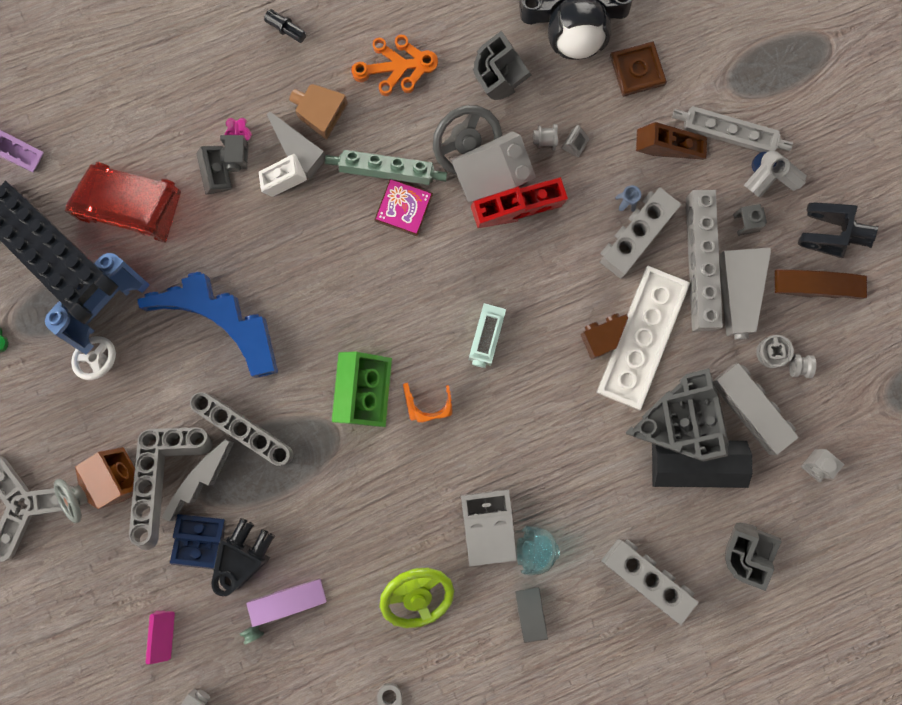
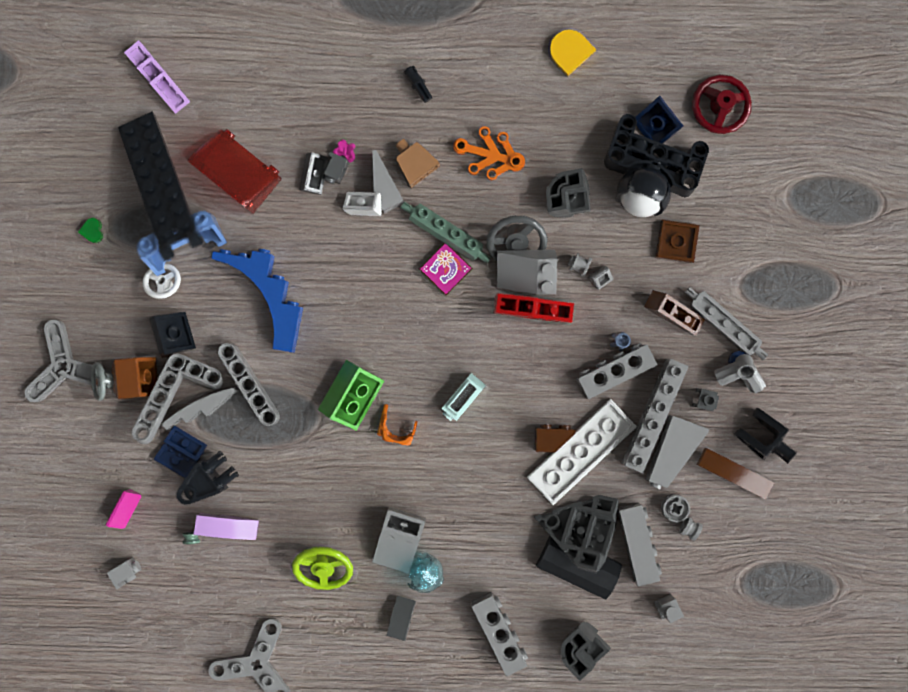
camera: 25 degrees right, 5 degrees up
(130, 411) = (172, 333): none -> black bracket

